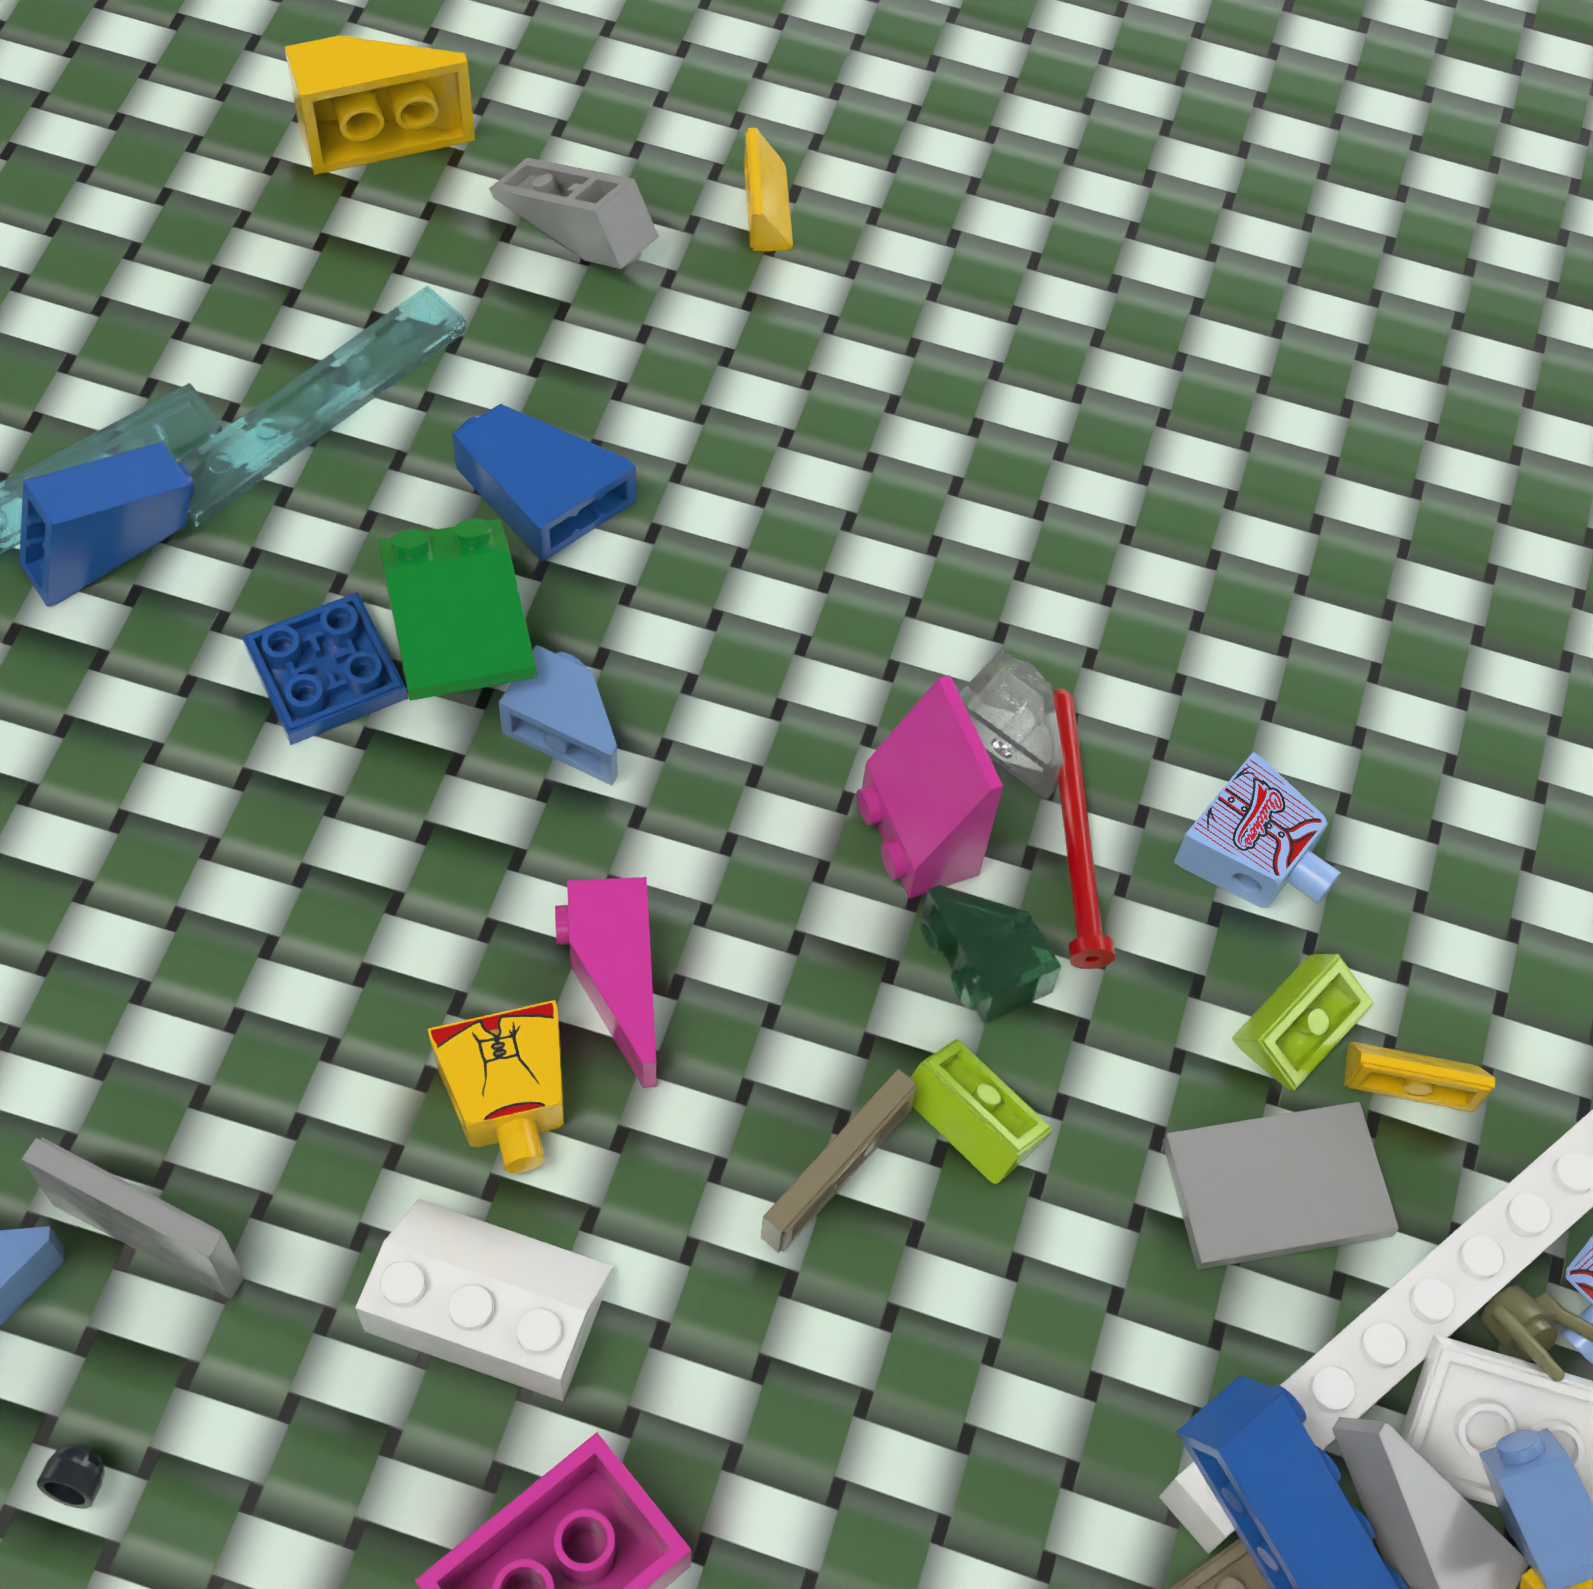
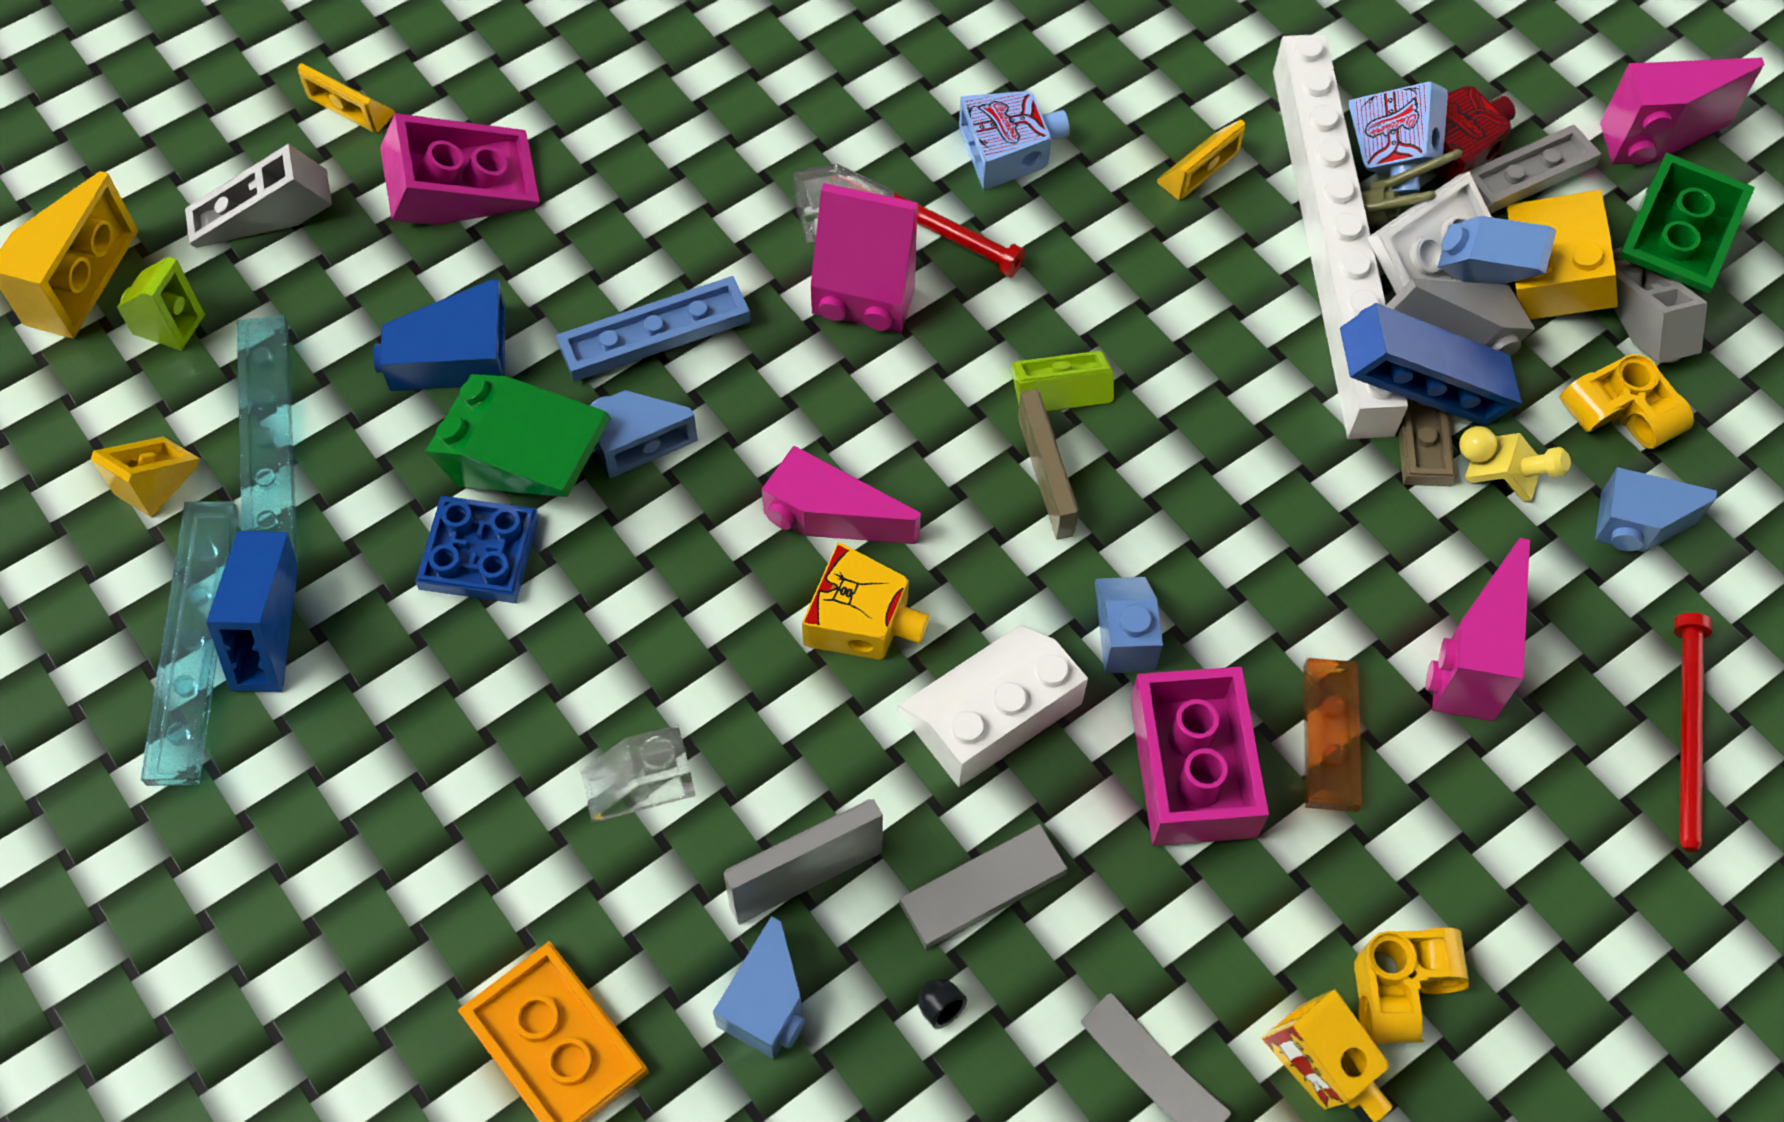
camera: 50 degrees left, 0 degrees up
(157, 994) = (638, 775): none -> clear slope
(198, 327) = (145, 471): none -> yellow slope
(250, 1434) = (982, 886): none -> light grey tile
(387, 216) = (162, 305): none -> lime slope
(694, 1382) = (1128, 624): none -> medium blue slope
(709, 651) = (653, 328): none -> medium blue plate
(755, 347) = (455, 170): none -> dark pink slope
(992, 949) = (972, 307): clear green slope -> none
(1279, 1185) = (1216, 266): light grey tile -> none
(1304, 1019) = (1127, 190): lime slope -> none

